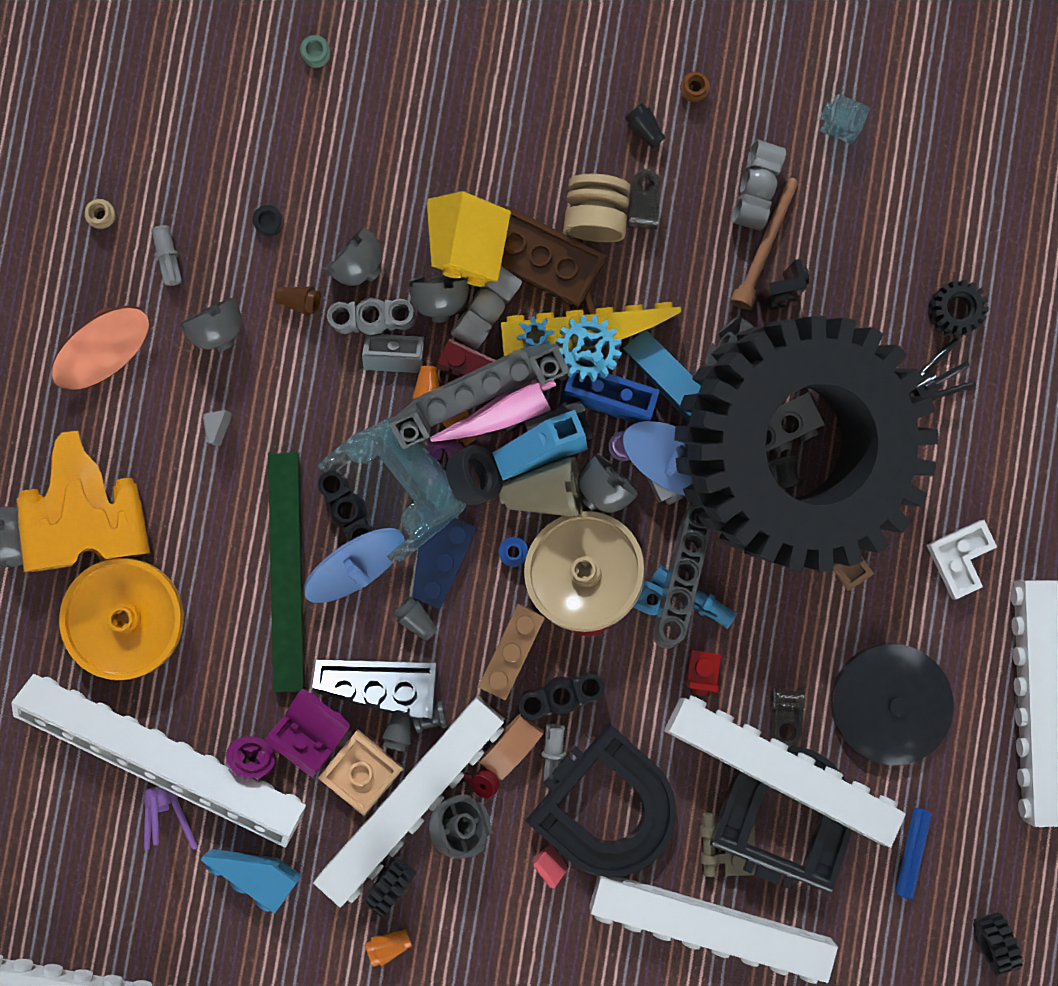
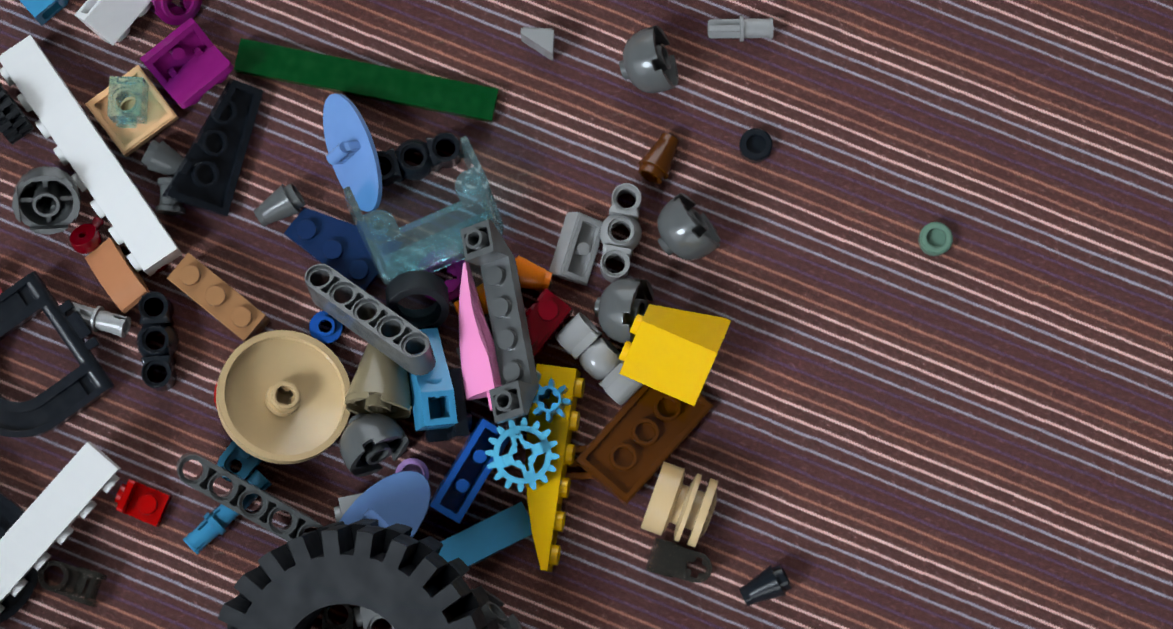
camera: 105 degrees right, 5 degrees down
(340, 777) = (128, 87): none -> clear light blue brick
(509, 501) = (354, 307): none -> dark grey beam

